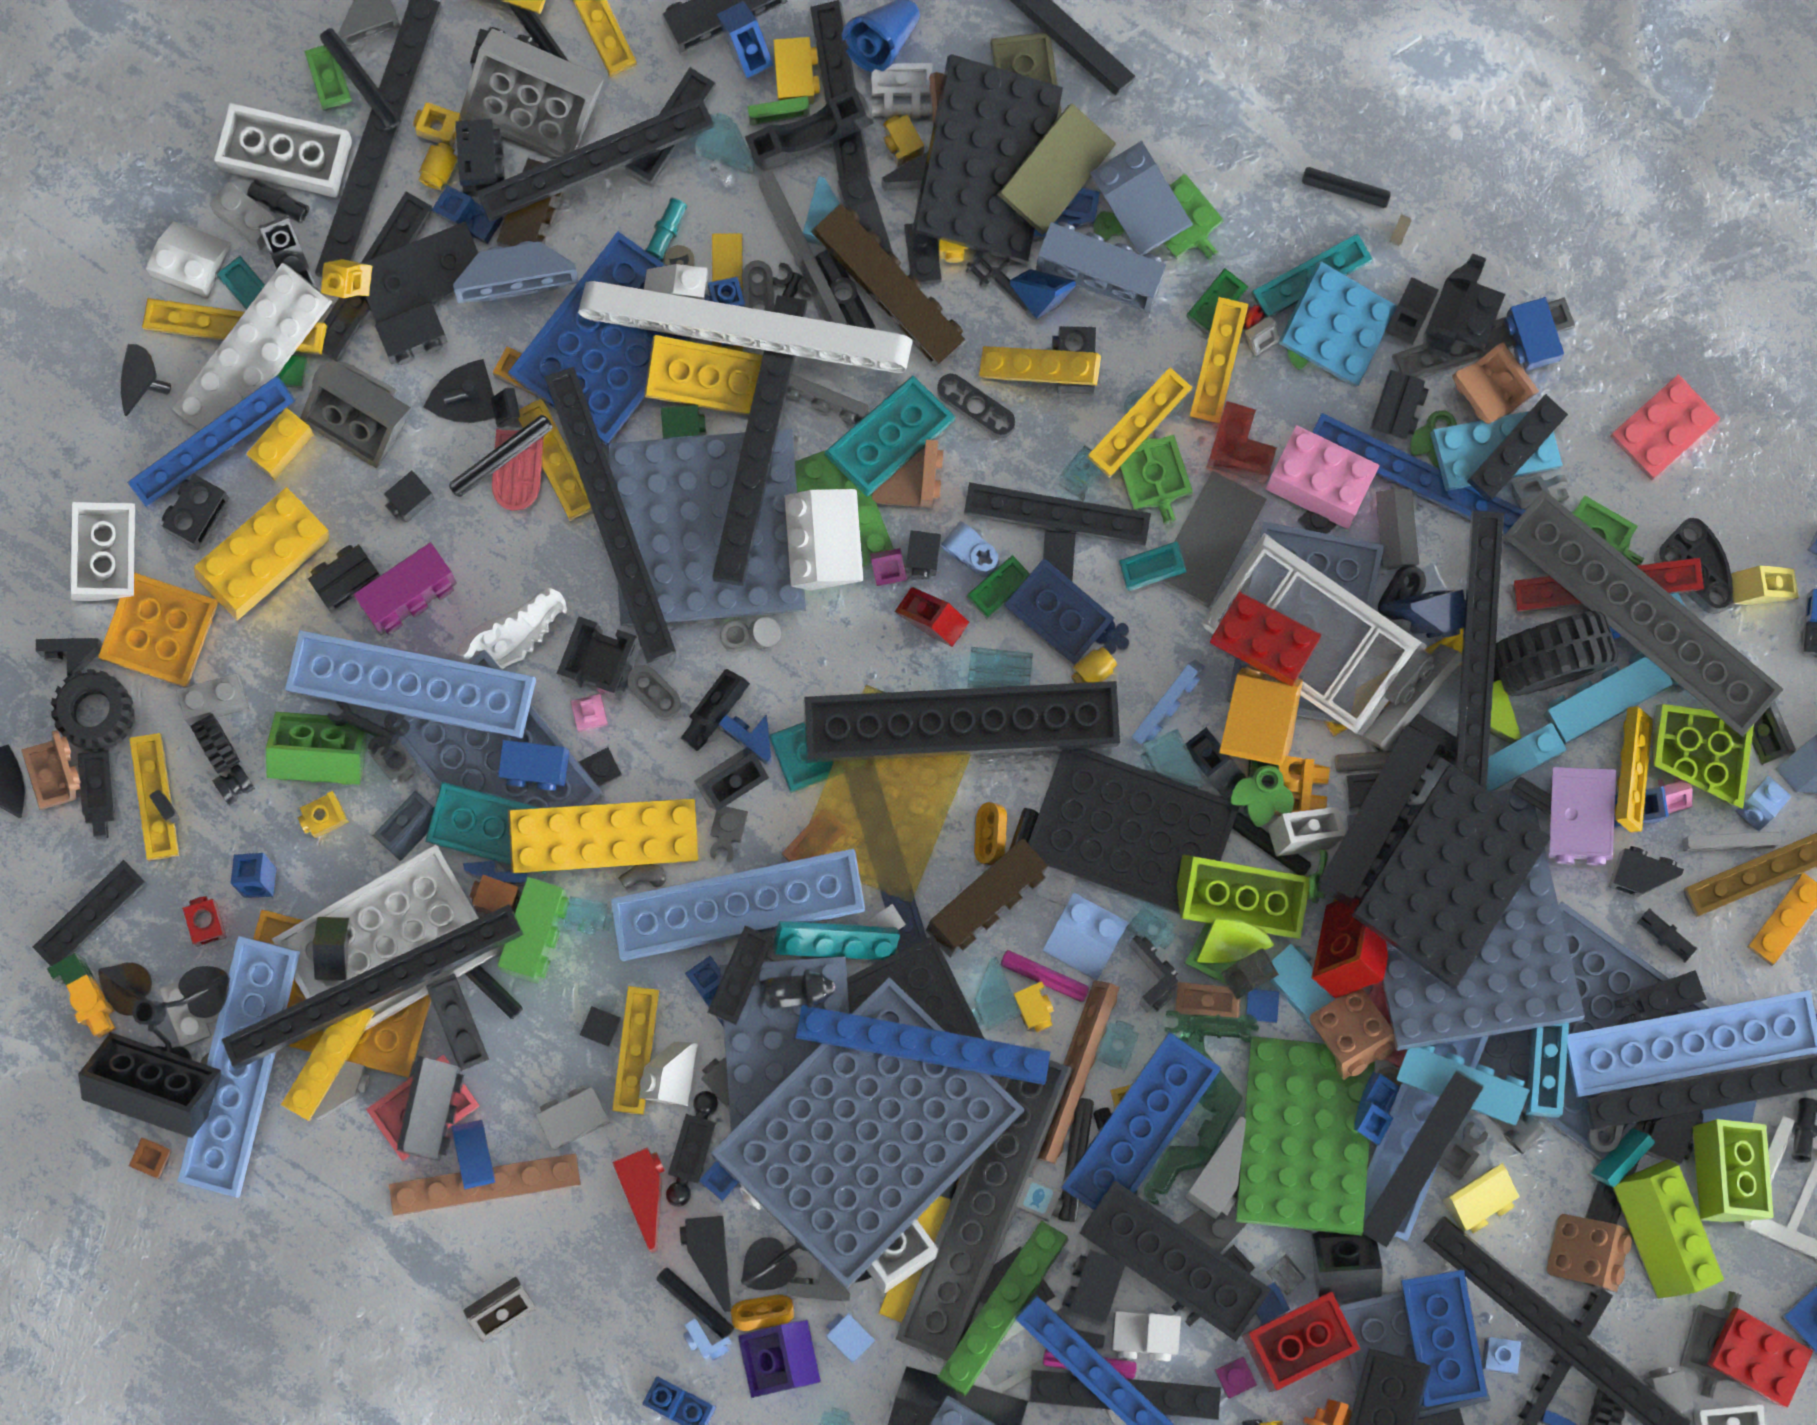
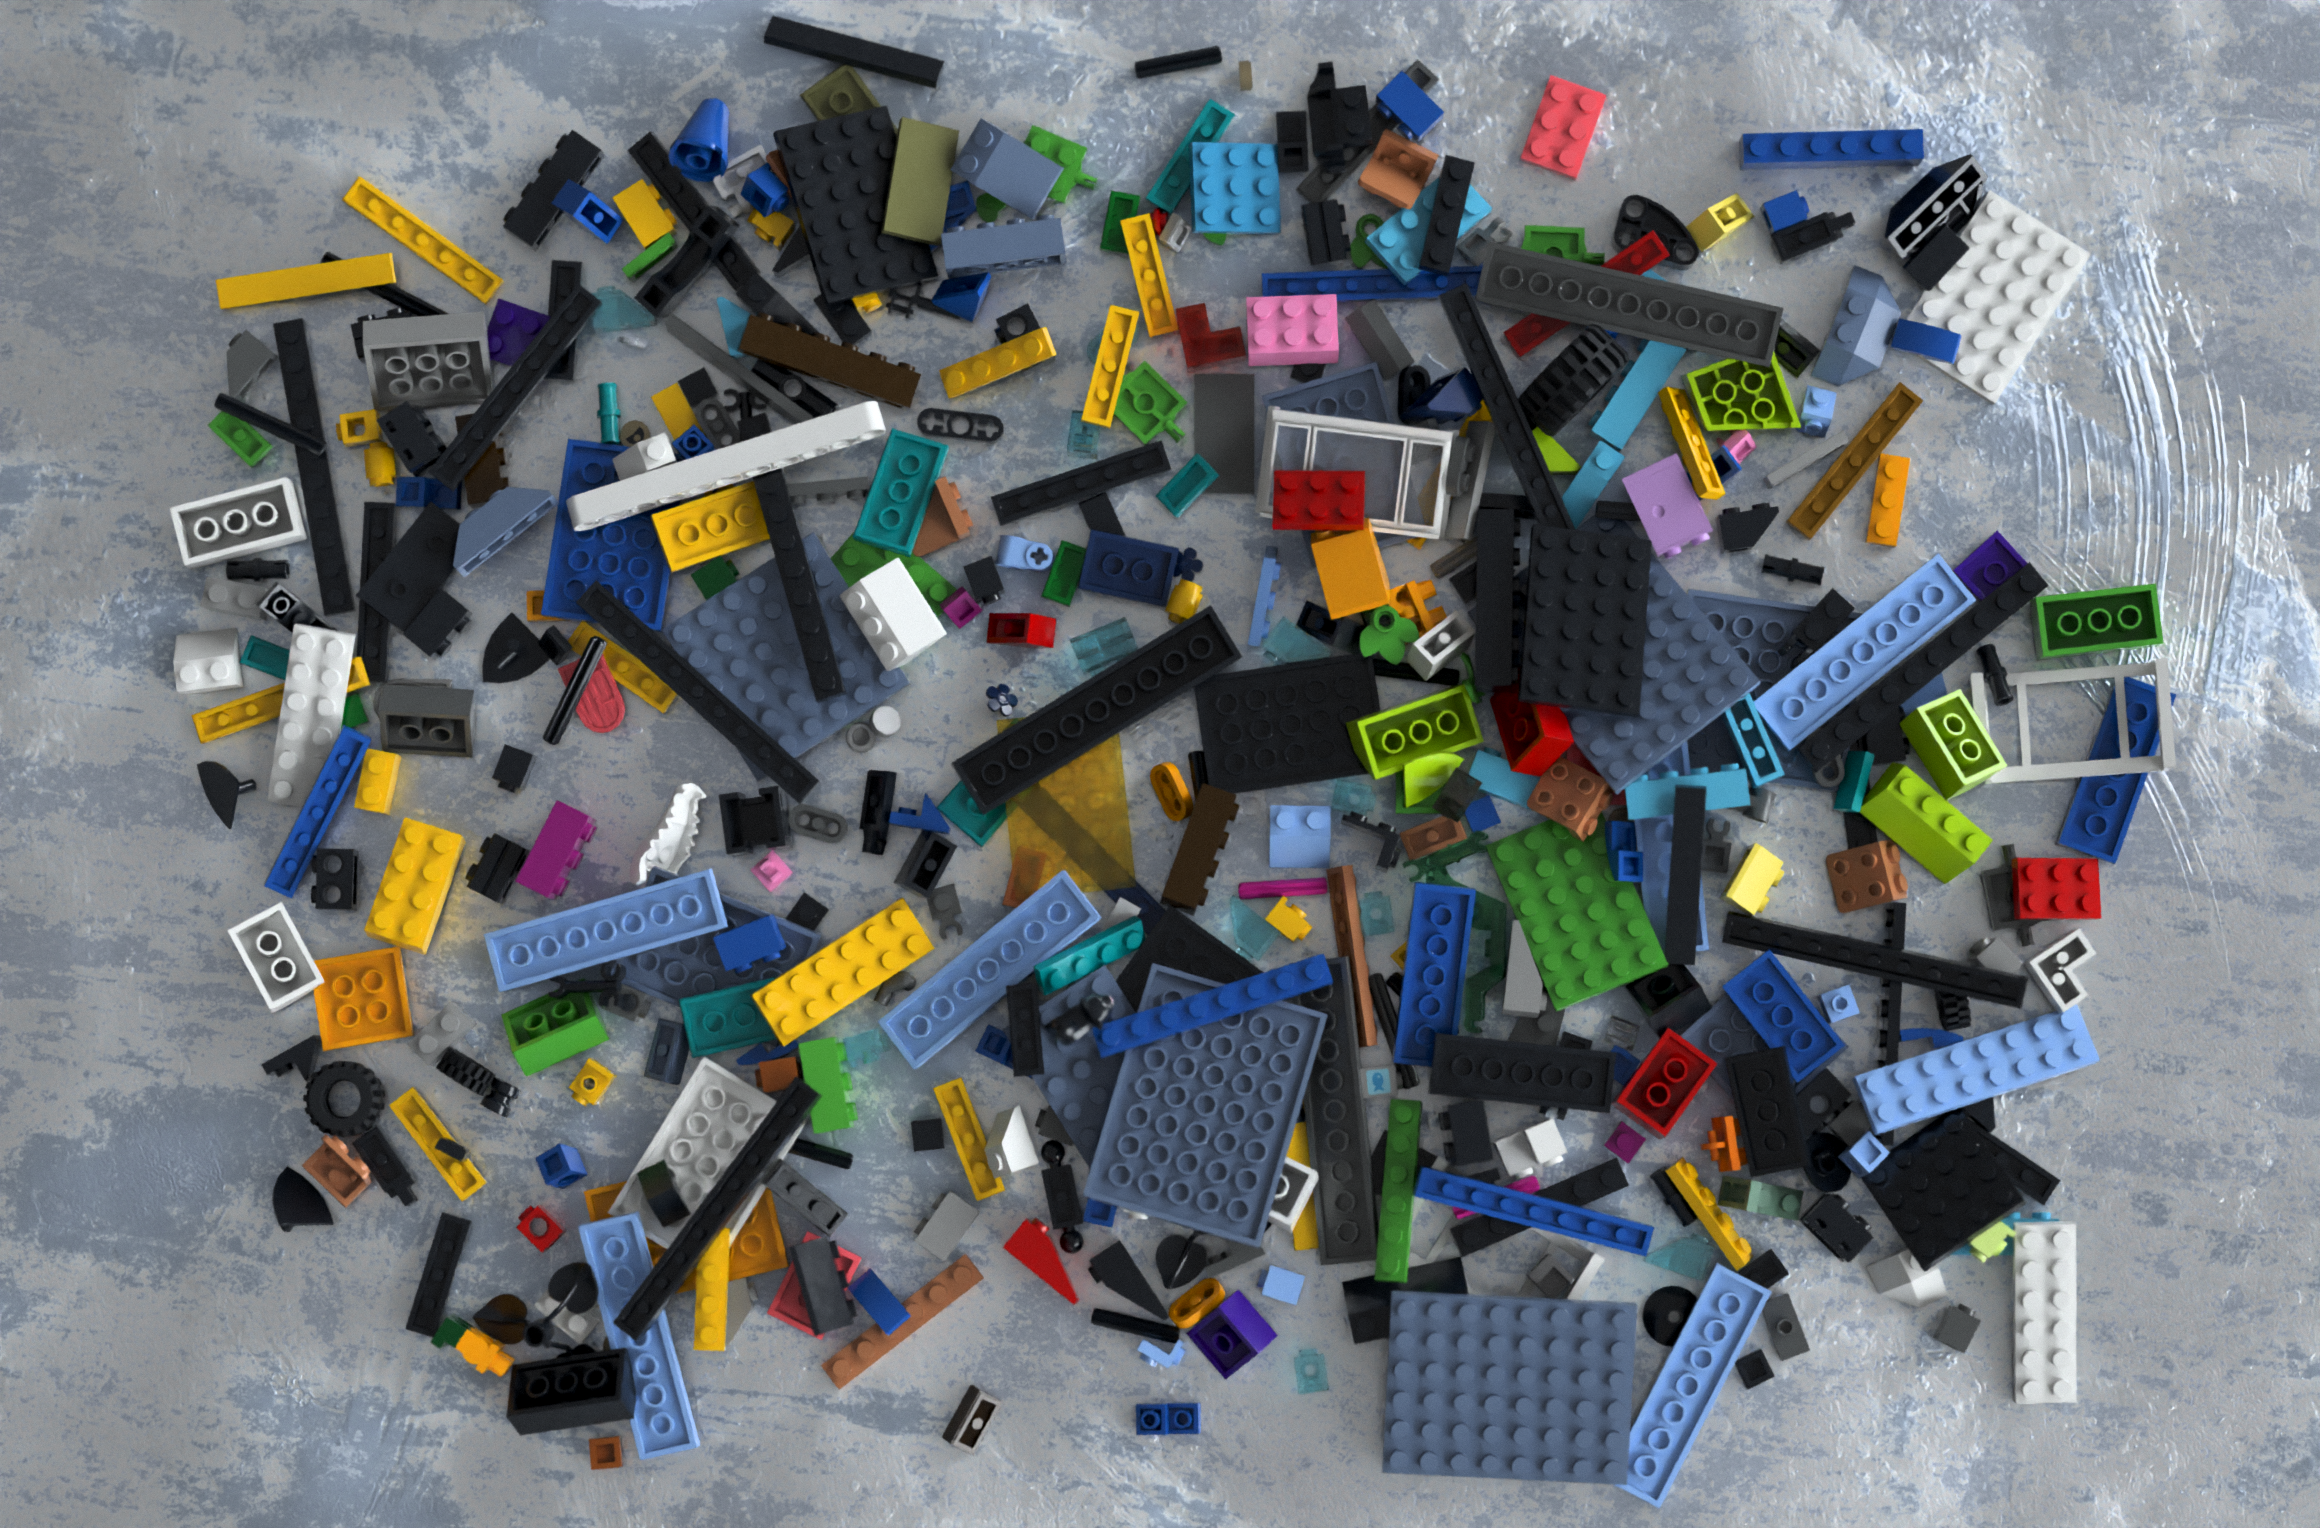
camera: 20 degrees left, 5 degrees up
(346, 278) = (356, 608): yellow window -> none
(619, 109) = (512, 331): none -> dark purple plate
(758, 247) = (697, 387): none -> black tile
(880, 669) = (1001, 699): none -> dark blue plant
(913, 104) = (765, 191): none -> blue brick

